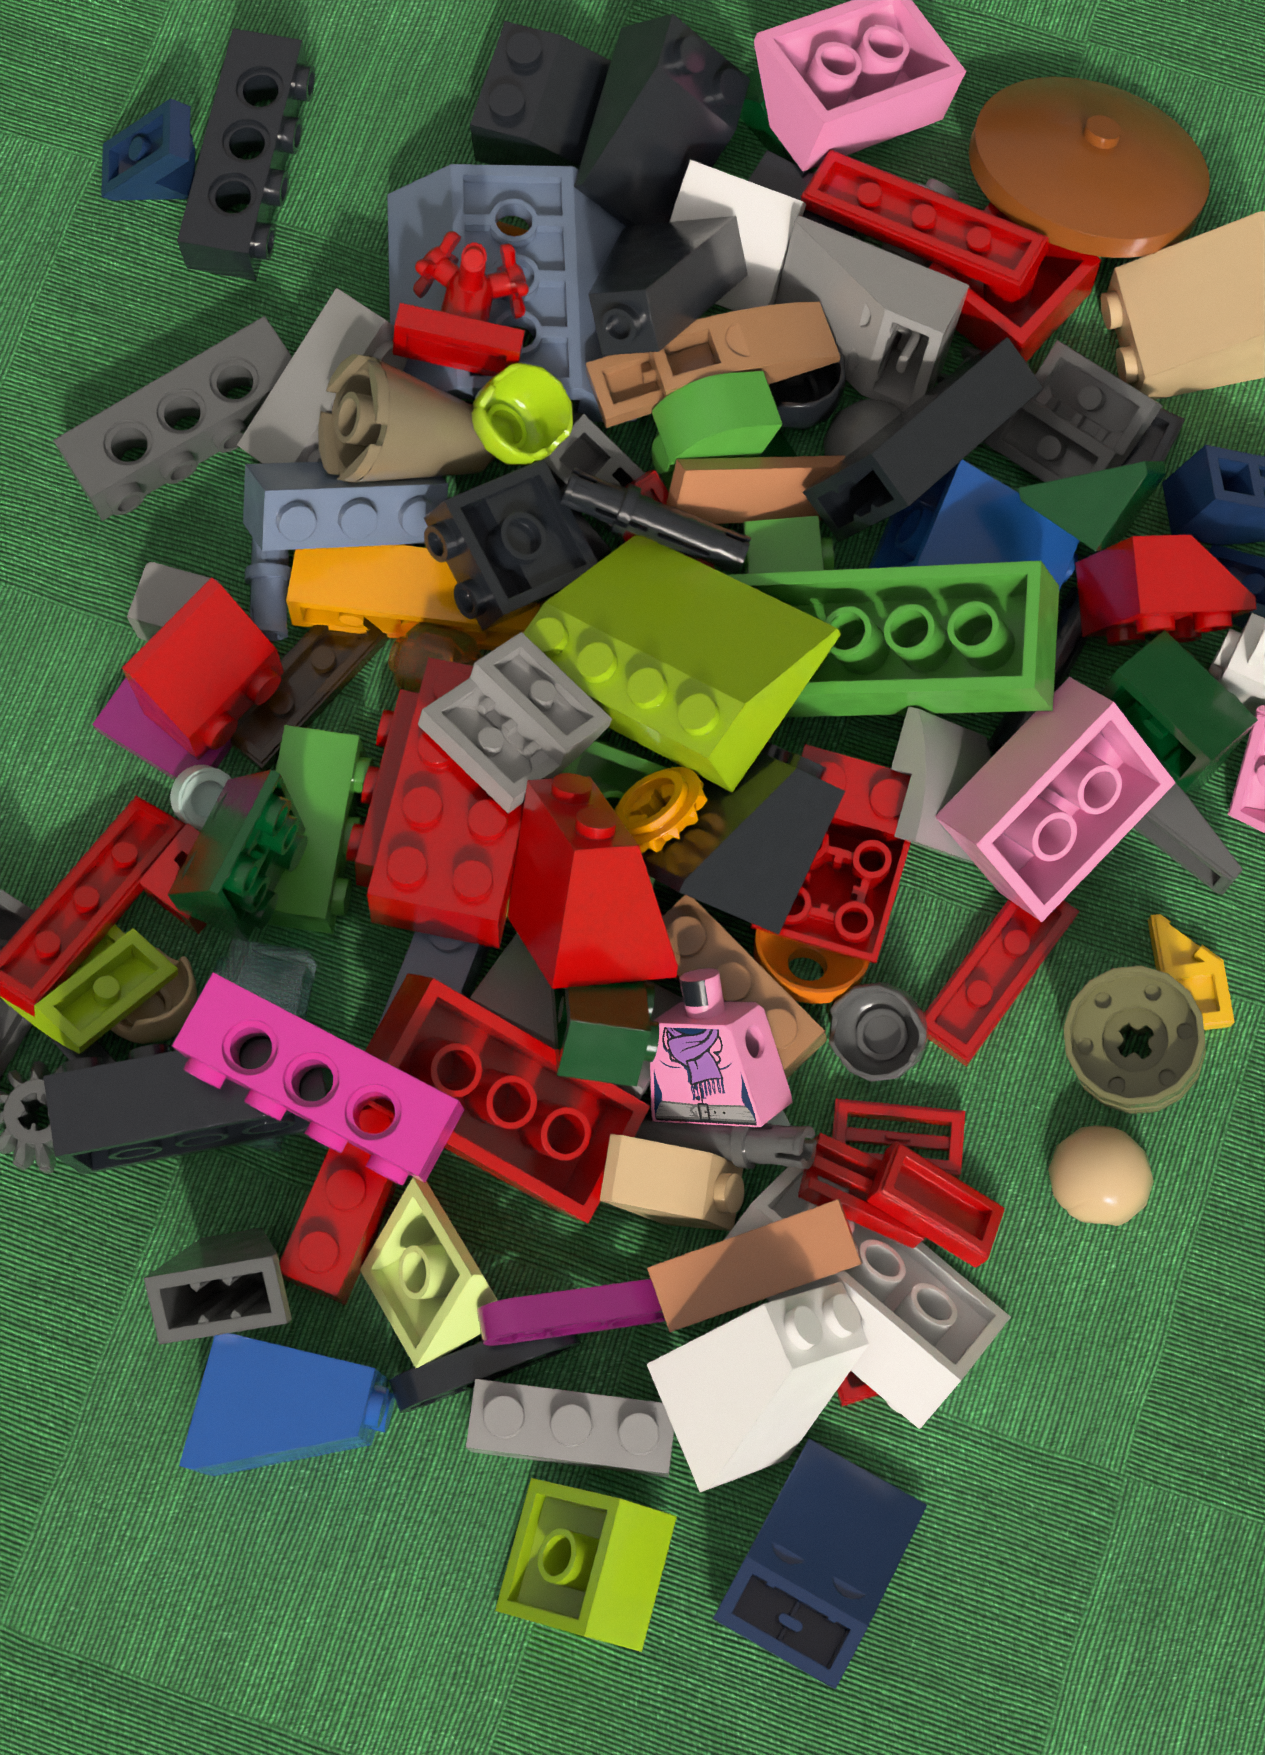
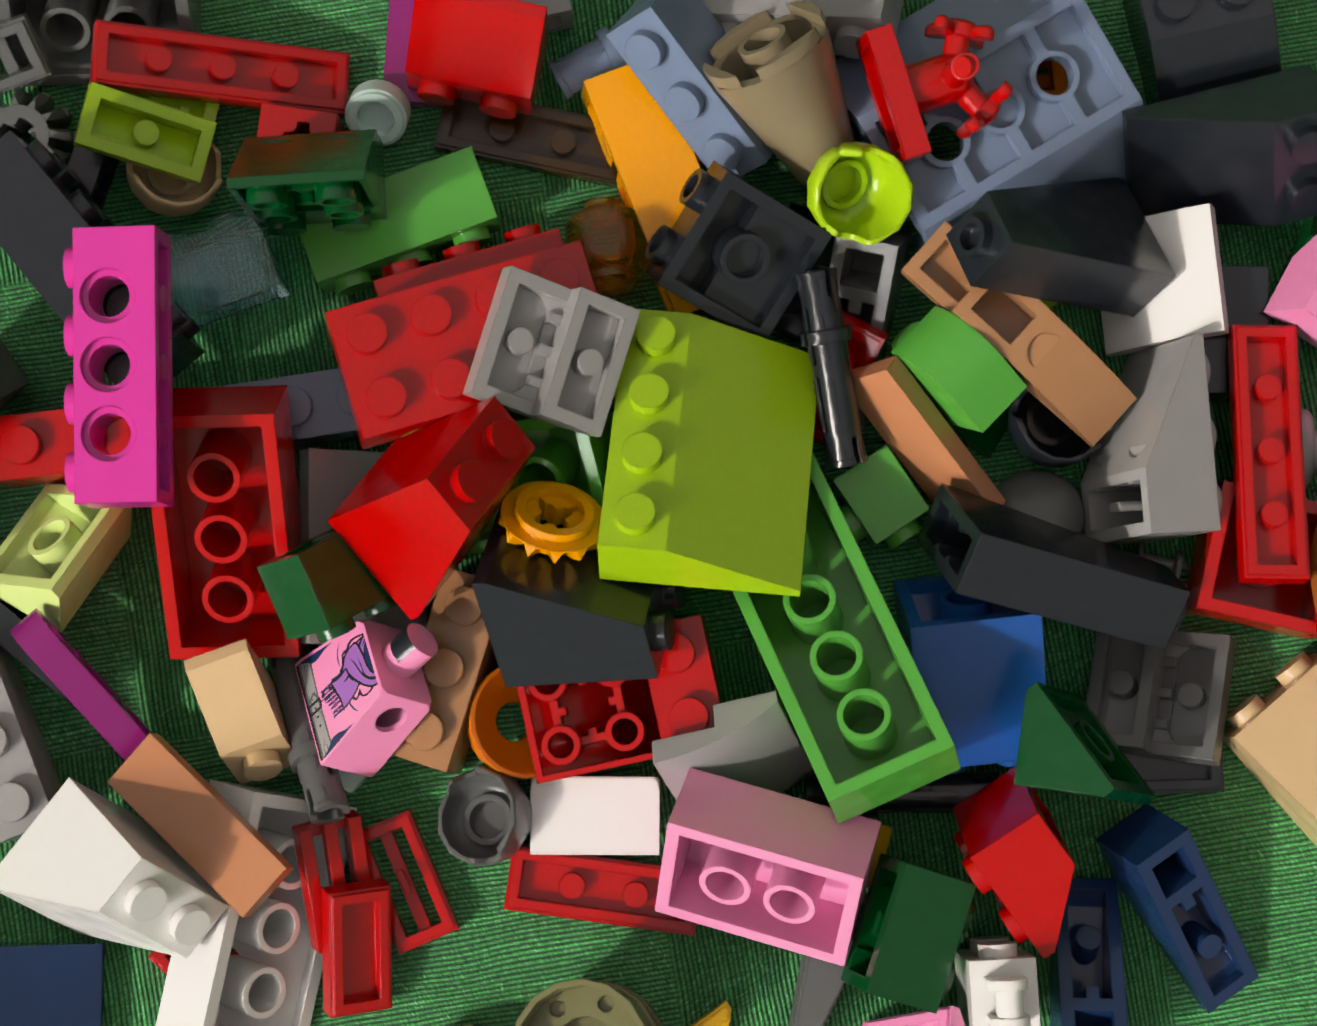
camera: 60 degrees right, 10 degrees up
(929, 936) = (595, 816): none -> white slope

